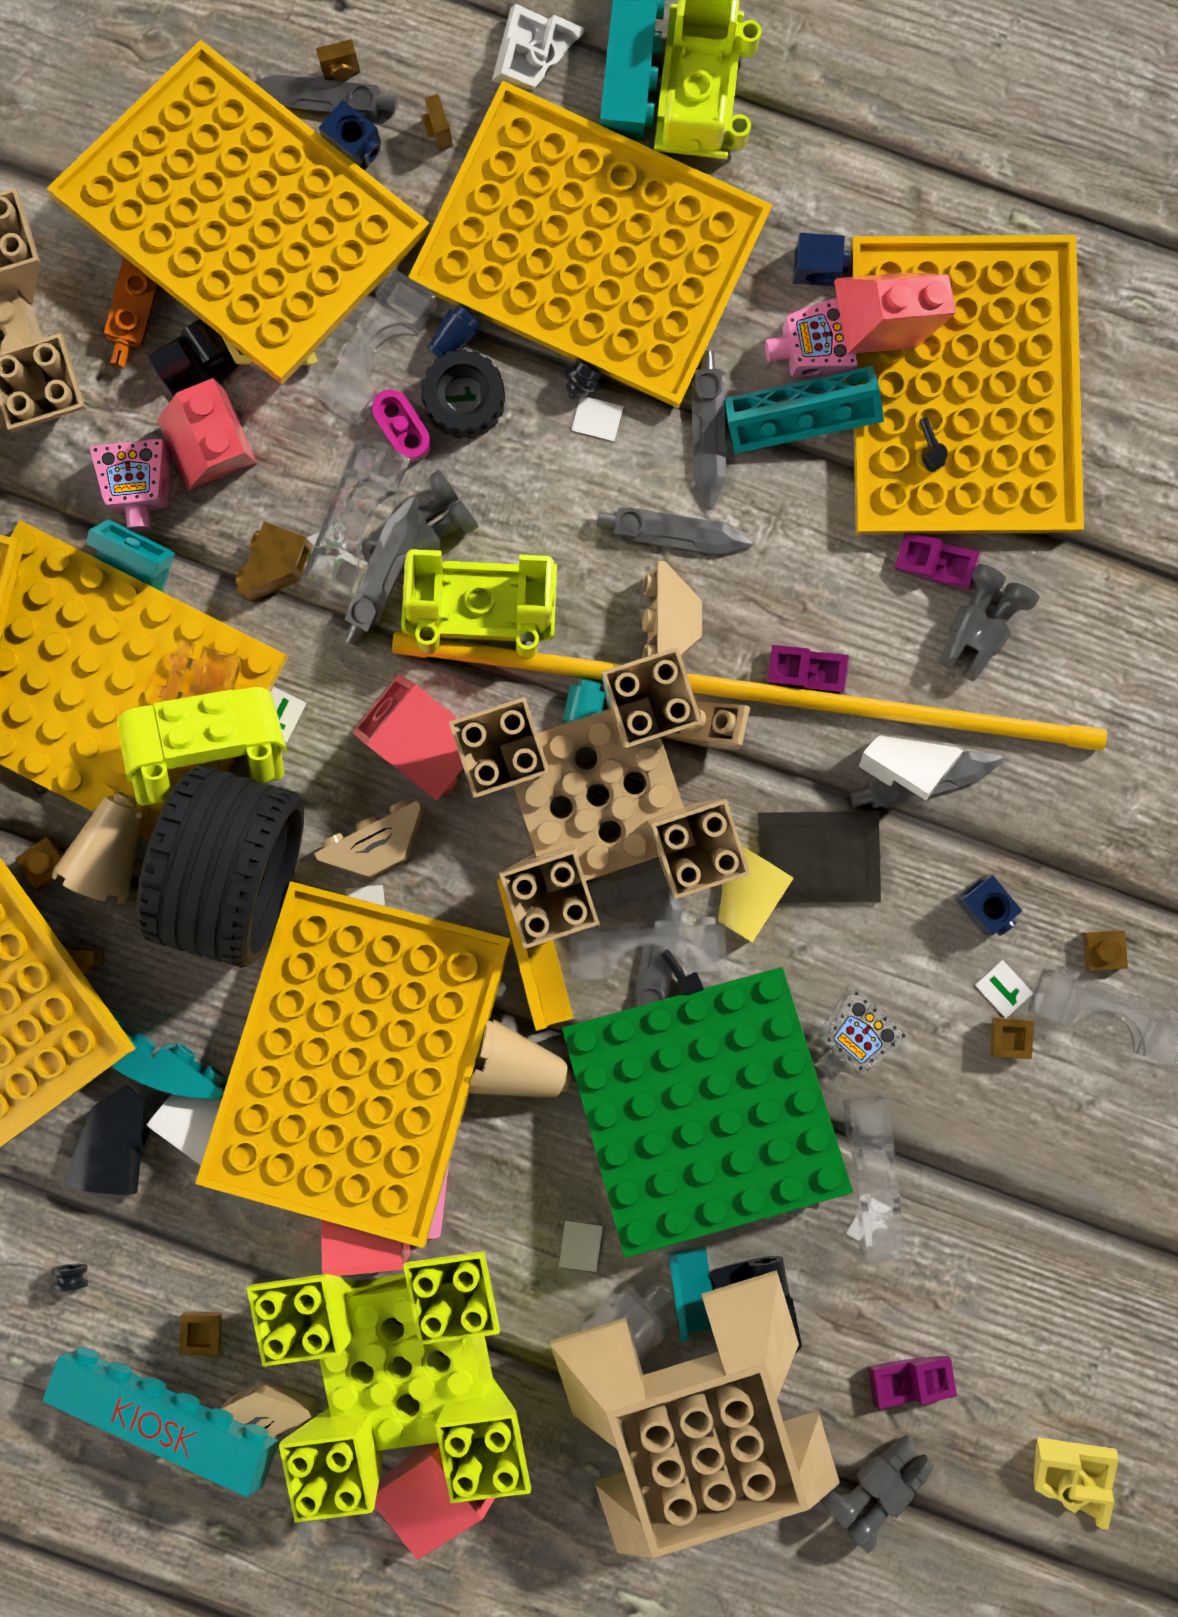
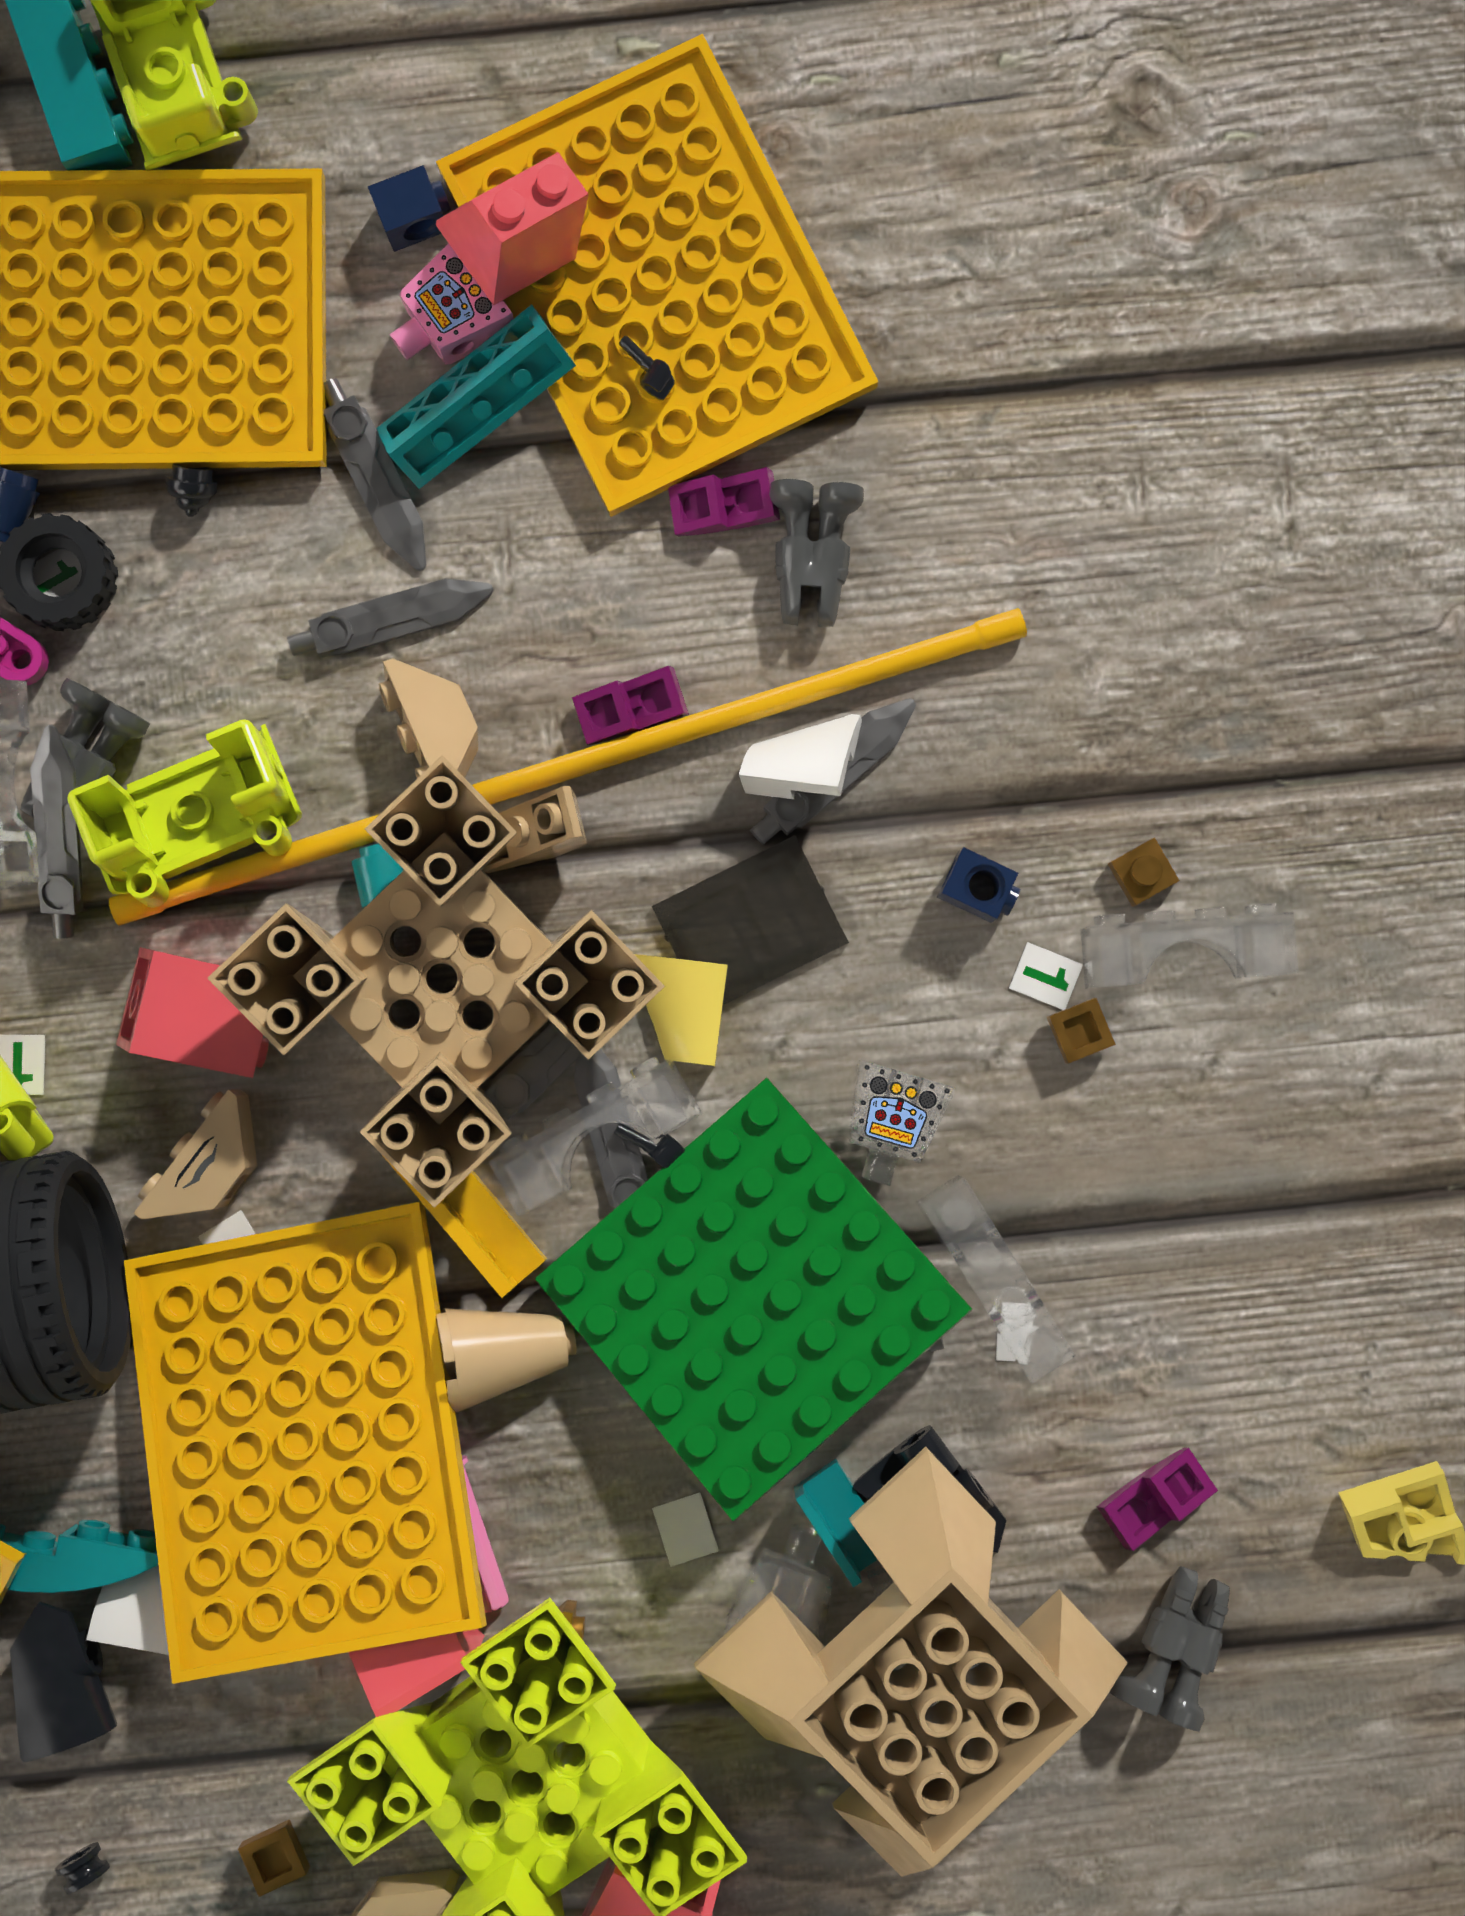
camera: 20 degrees left, 0 degrees up
(597, 418) = (235, 524): white sticker -> none

